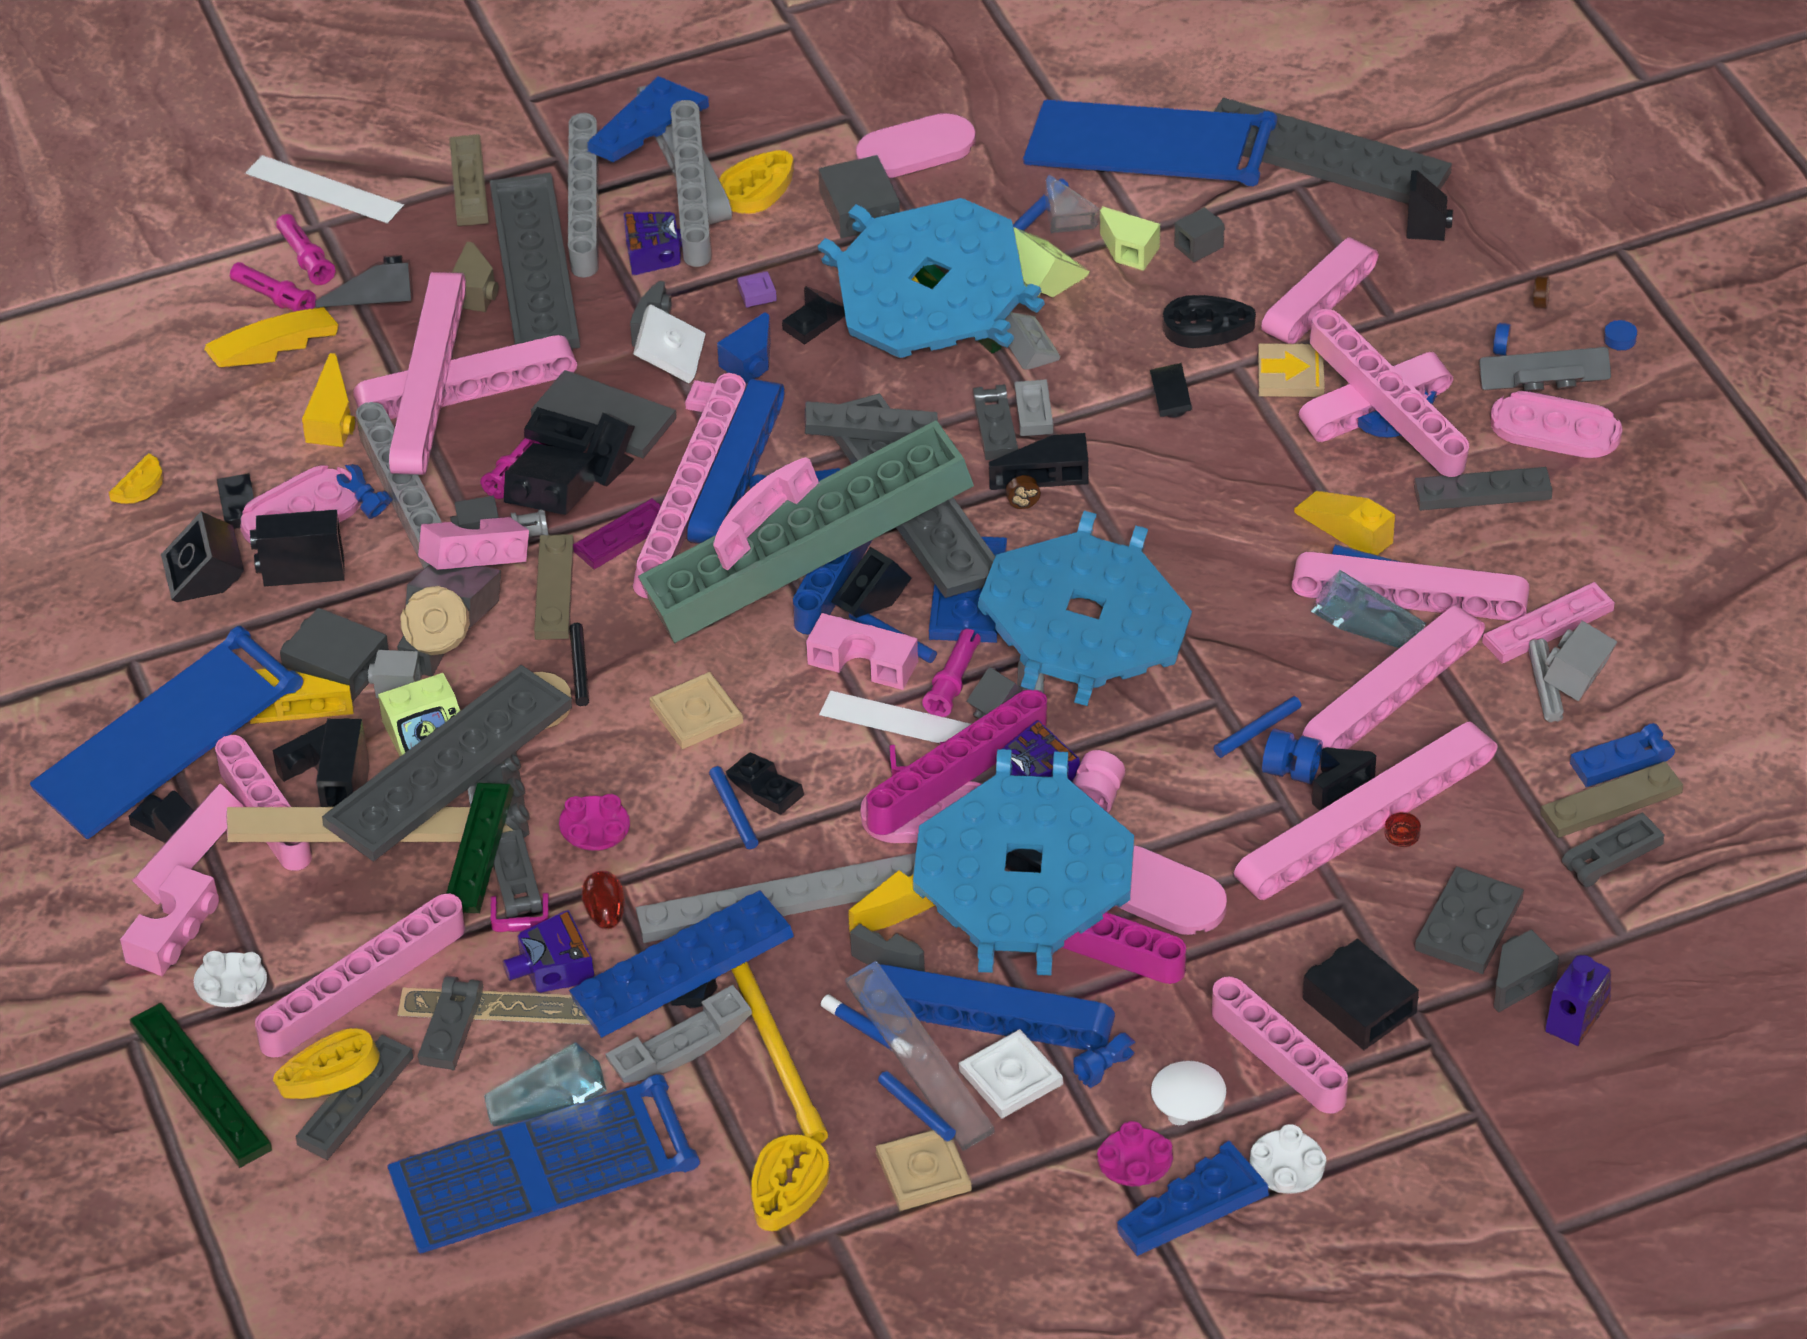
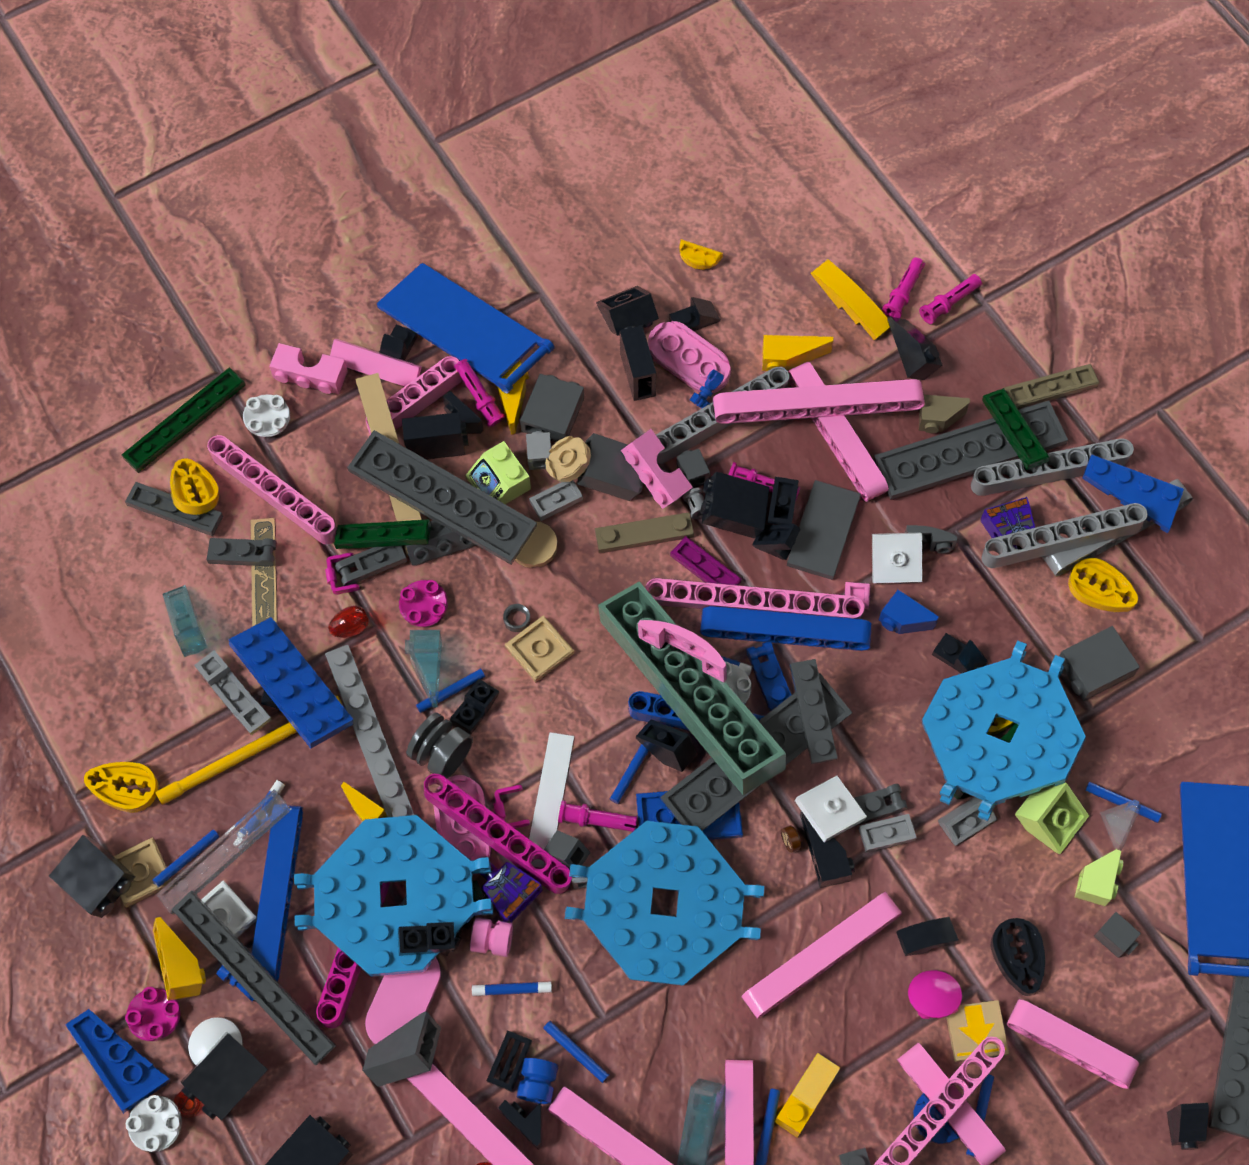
camera: 80 degrees right, 20 degrees up
(300, 719) = (487, 402): none -> dark pink pin
(324, 189) = (1023, 298): white sticker -> none
(476, 665) = (556, 499): none -> light grey plate
(523, 209) = (1015, 429): none -> dark green tile
(538, 1166) = (130, 631): blue flag -> none
(551, 955) = (299, 600): dark purple torso -> none
(579, 664) = (572, 564): black bar -> none
(643, 717) = (512, 608): none -> dark grey piece
(688, 817) = (425, 658): none -> clear light blue slope
(756, 289) = (976, 608): medium lavender plate -> none
(821, 804) = (439, 745): none -> dark grey wheel
(840, 640) = (603, 771): bright pink arch -> none
(897, 951) = (317, 823): dark grey slope -> none
(919, 143) = (1176, 696): bright pink tile -> none
(925, 1204) = (92, 876): none -> black brick
(996, 439) = (830, 808): none -> white plate
(1064, 1119) = (178, 964): none -> yellow slope
(1097, 816) = (426, 939): none -> black slope
(1102, 1026) = (254, 977): none -> dark grey tile
(1165, 781) = (512, 988): none -> blue bar
(1177, 484) = (821, 955): none -> bright pink beam
(1237, 1068) = (222, 1077): none -> black brick
(1238, 872) = (404, 1051): none -> dark grey slope
(1243, 393) = (934, 994): none -> dark pink dish
(1256, 795) = (501, 1082): none -> black tile
(1262, 1122) = (186, 1106): none -> clear red tile
(1279, 1045) = (242, 1109): bright pink beam -> none

